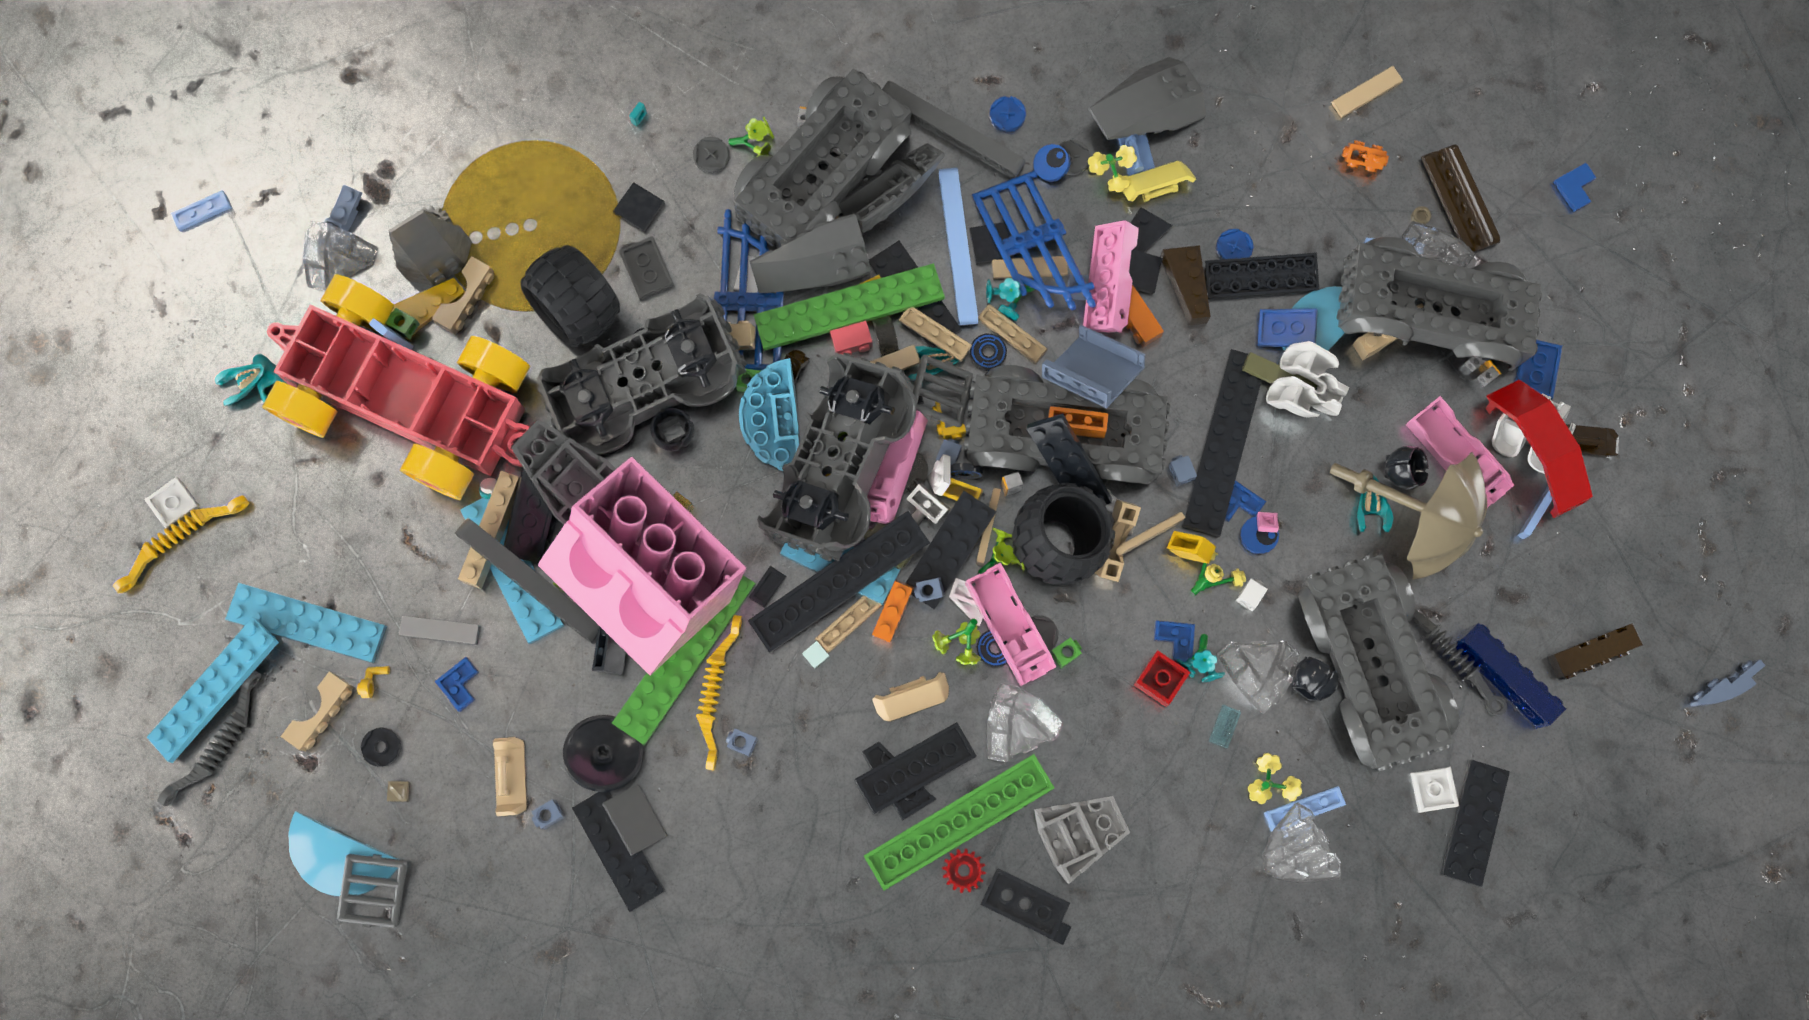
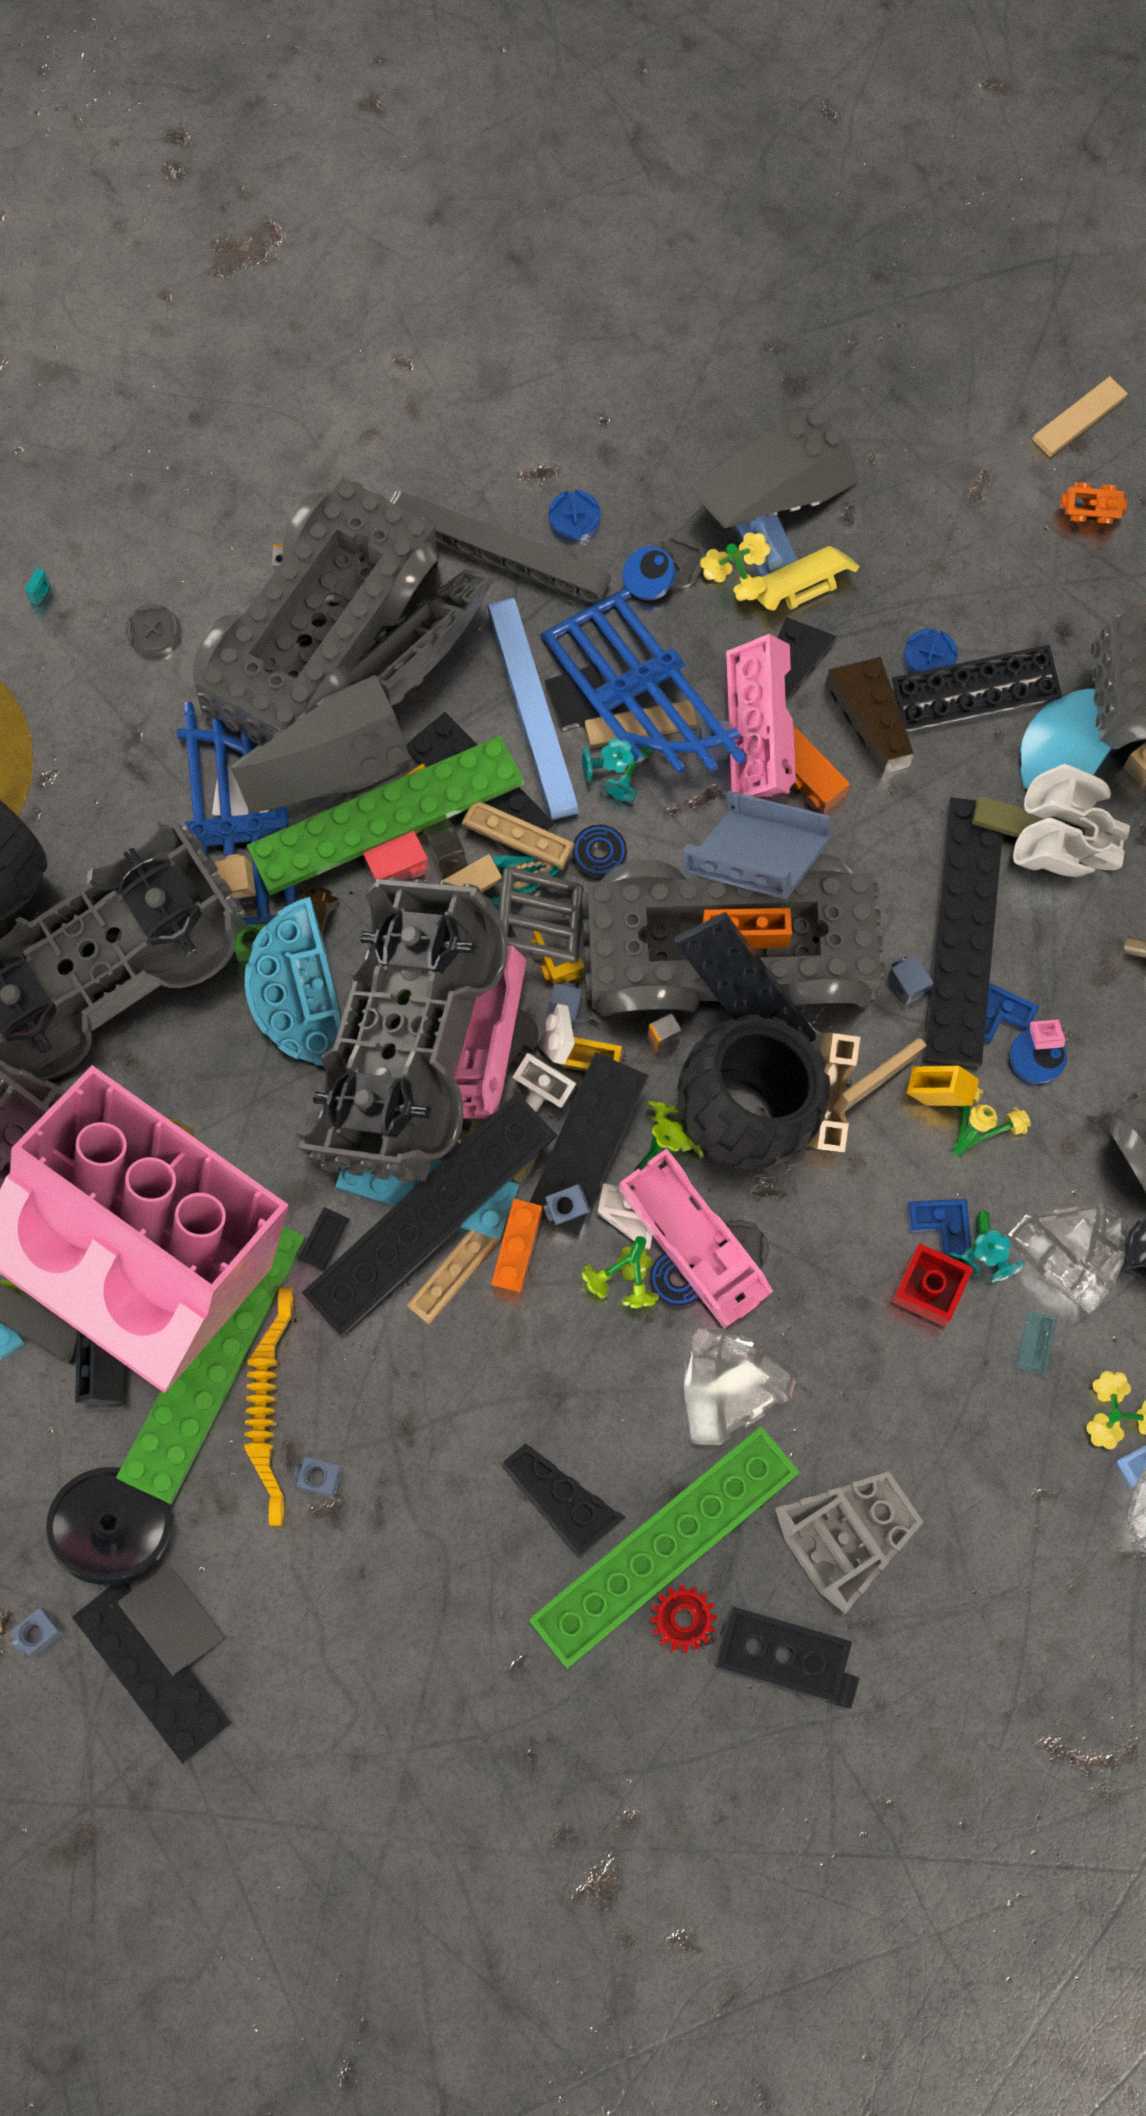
camera: 10 degrees left, 5 degrees down
(638, 207) = (56, 718): black tile -> none
(646, 268) = (79, 803): dark grey tile -> none
(666, 419) = (141, 1013): black piece -> none
(757, 131) = (213, 582): lime plant -> none
(815, 654) = (411, 1329): light aqua tile -> none
(912, 697) = (565, 1370): tan piece -> none
(915, 768) = (586, 1475): black plate -> none
(965, 471) = (594, 1025): black tile -> none
(986, 535) = (639, 1111): tan tile -> none
(1012, 334) = (630, 821): tan tile -> none
(1059, 657) = (778, 1279): bright green brick -> none
(1144, 271) = (808, 705): black tile -> none
(1252, 594) = (1042, 1142): white brick -> none
(1286, 327) = (1024, 753): blue tile -> none

